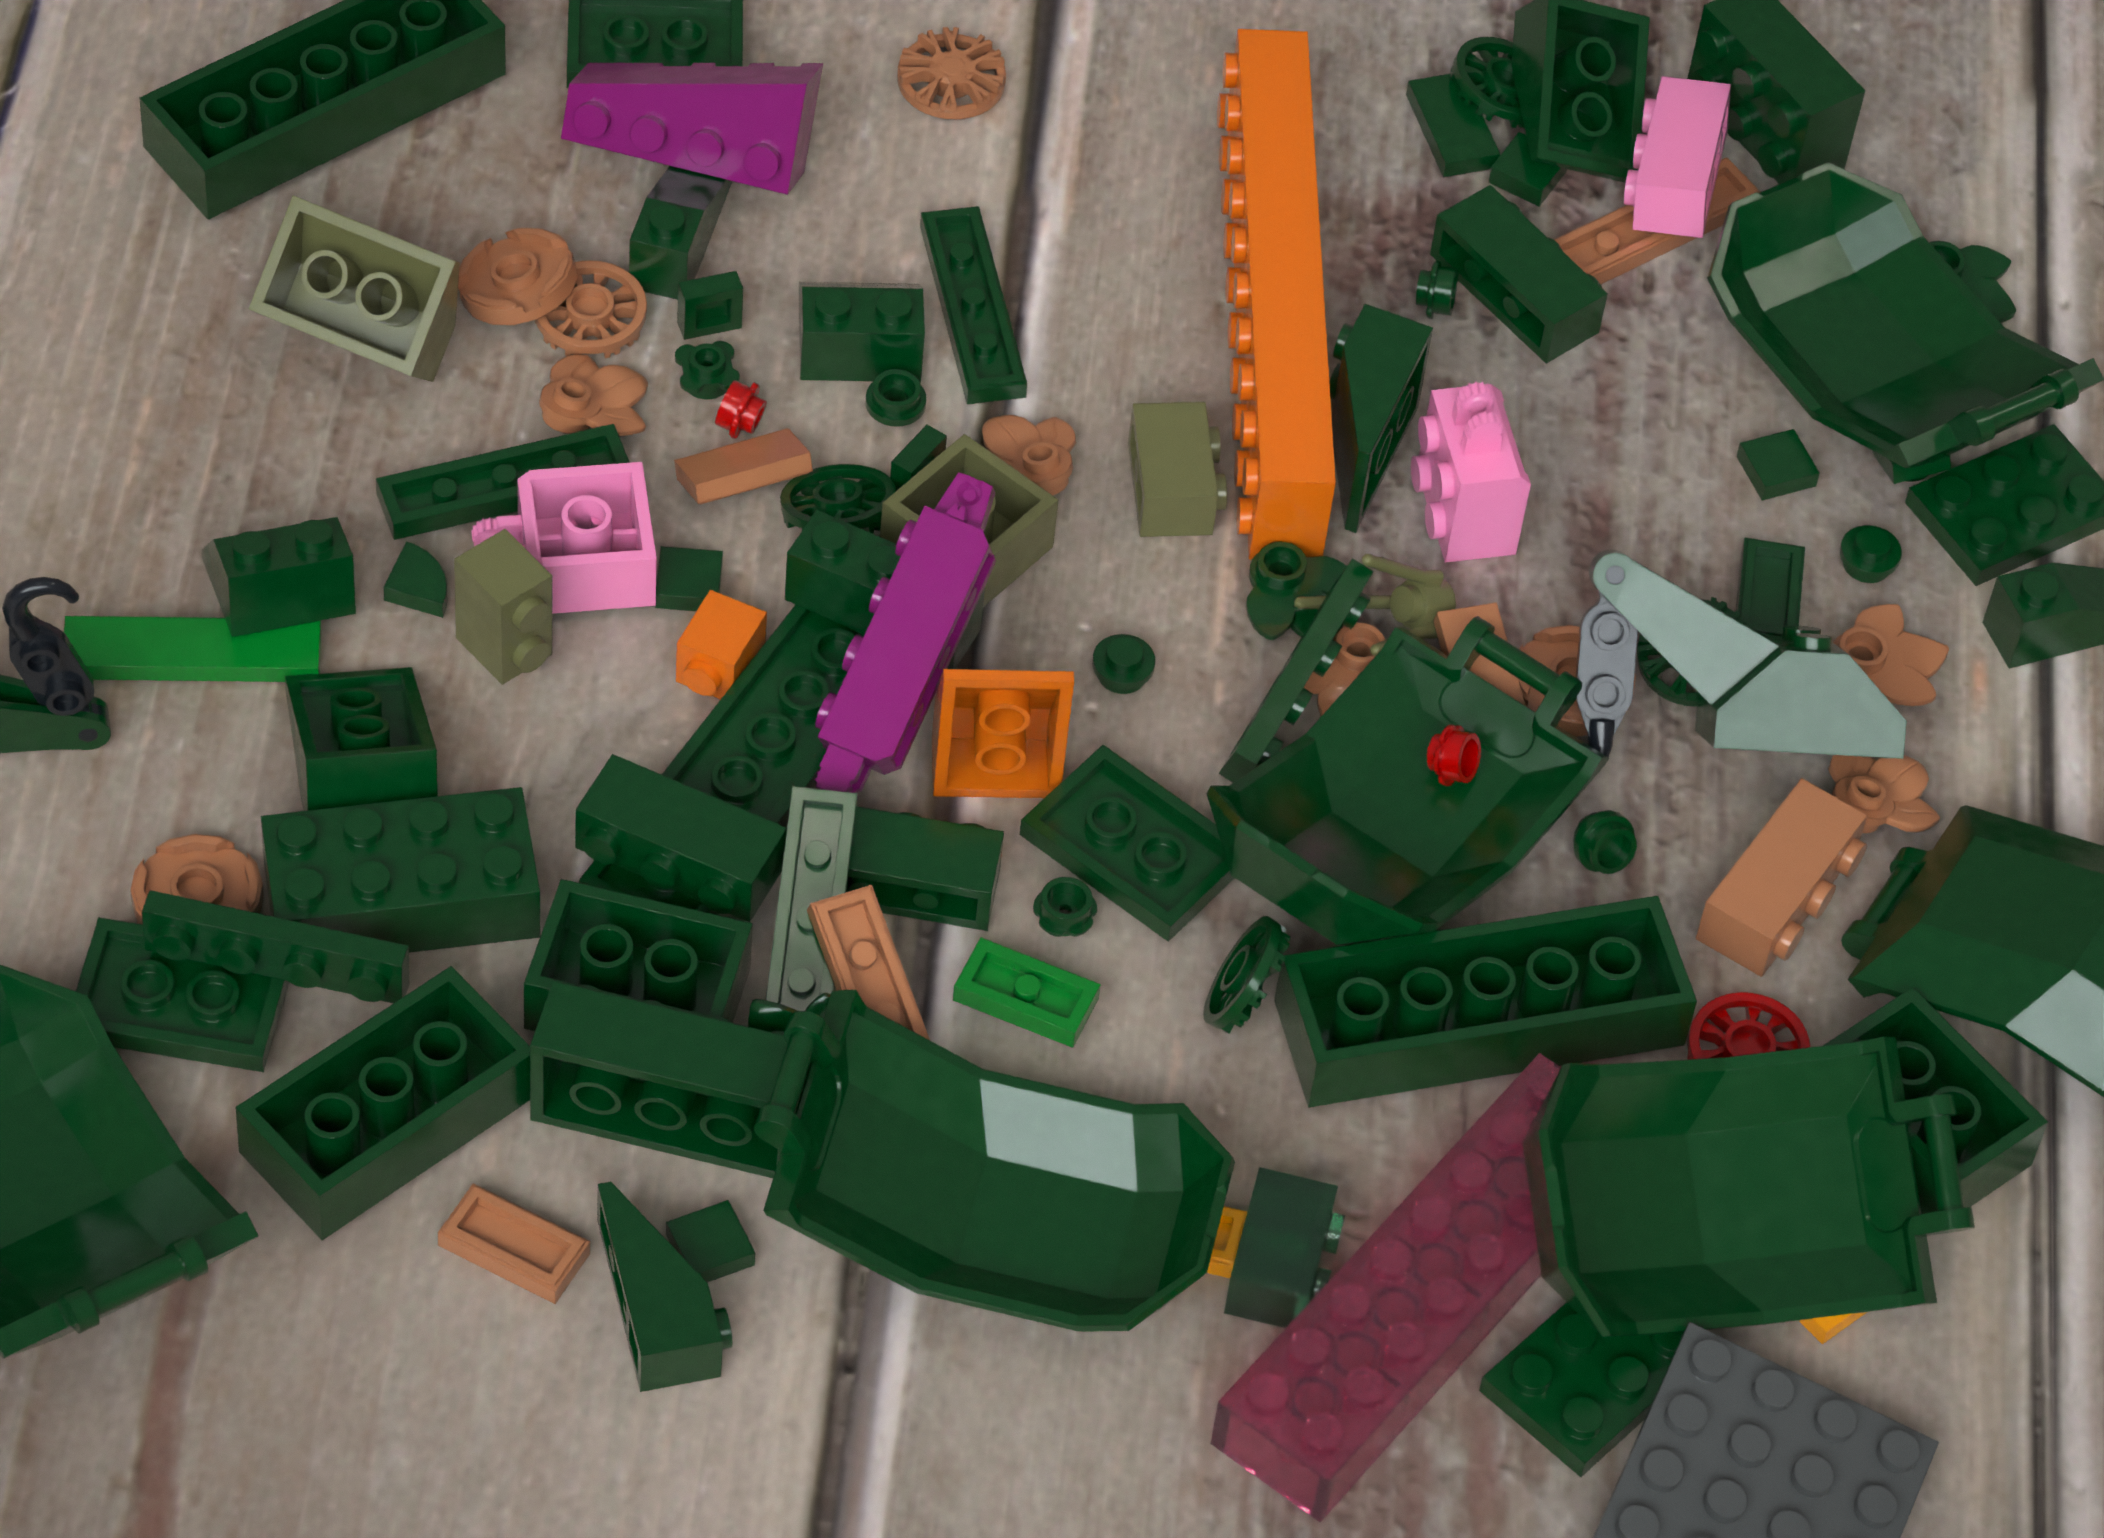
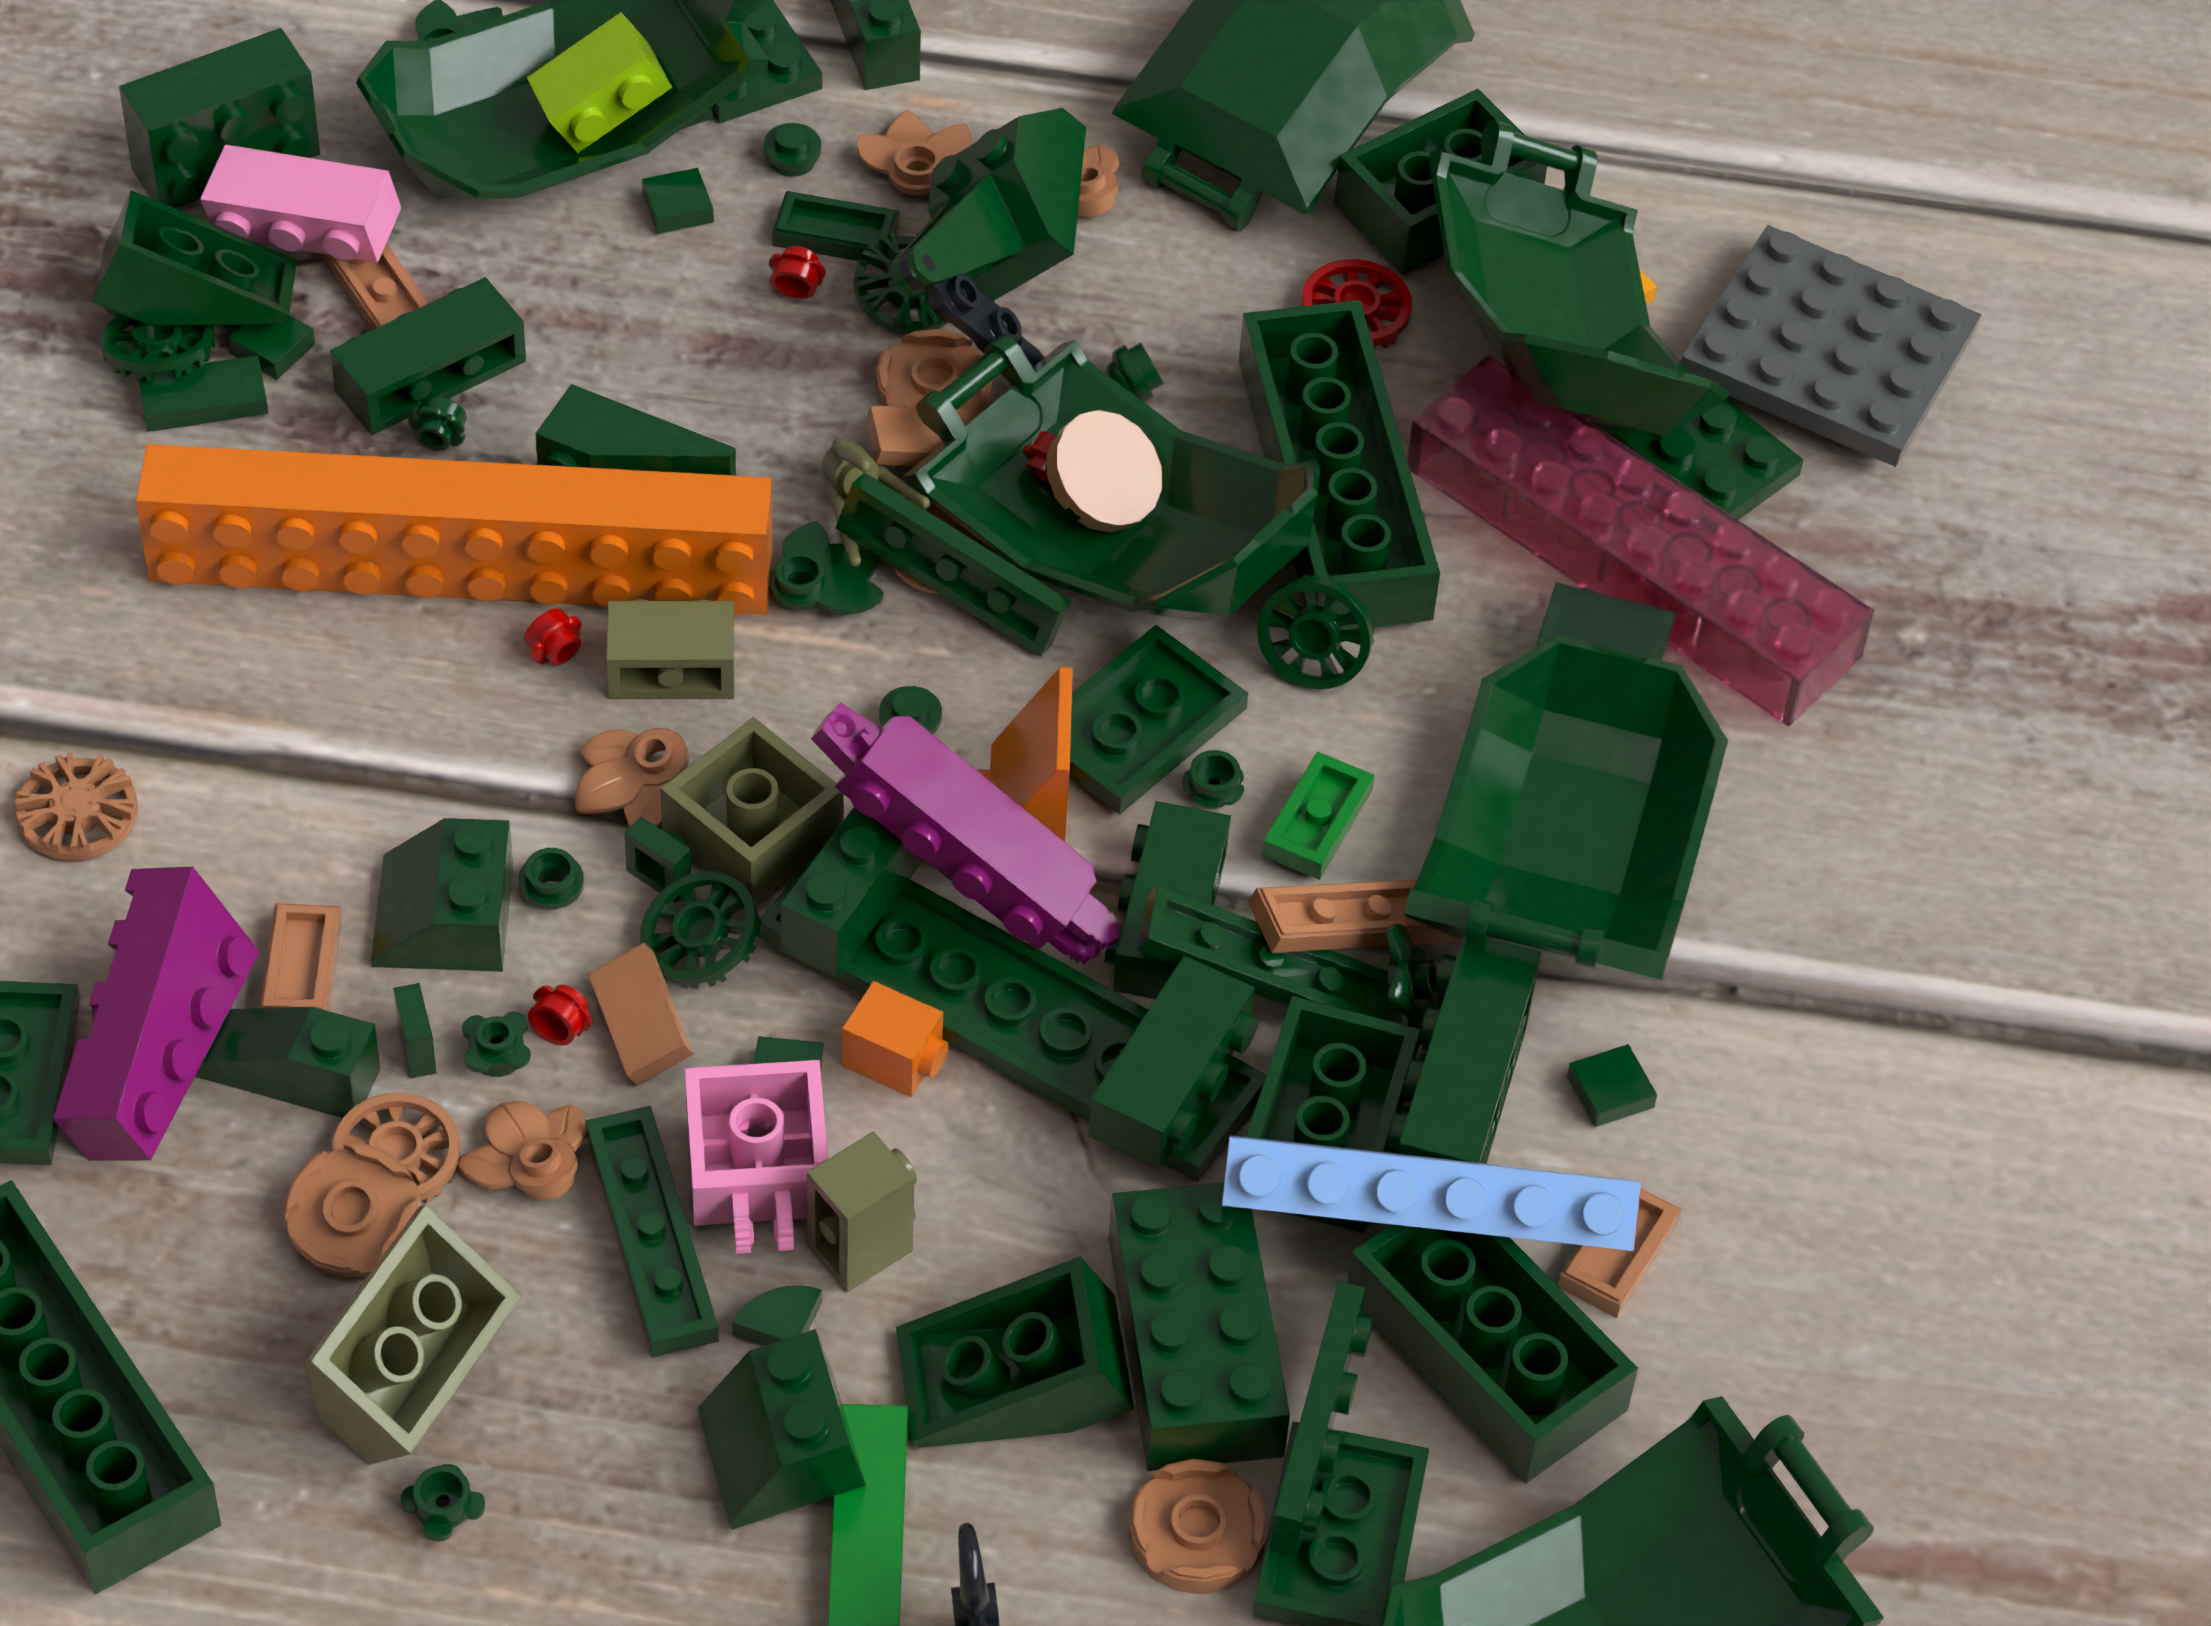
camera: 85 degrees left, 0 degrees up
(226, 355) = (437, 1484): none -> dark green plate
(499, 1015) = (1431, 1193): none -> light blue plate
(661, 1299) = (1697, 1118): dark green slope -> none
(791, 235) = (301, 956): none -> nougat tile
(973, 305) = (401, 808): dark green tile -> none
(1182, 382) = (553, 637): none -> red plate
(1433, 791) = (1104, 471): none -> tile
(1470, 474) = (719, 392): bright pink hinge -> none
(1688, 555) = (796, 272): none -> red plate
(1783, 878) = (1179, 251): nougat brick -> none
(1887, 364) = (599, 82): none -> lime brick

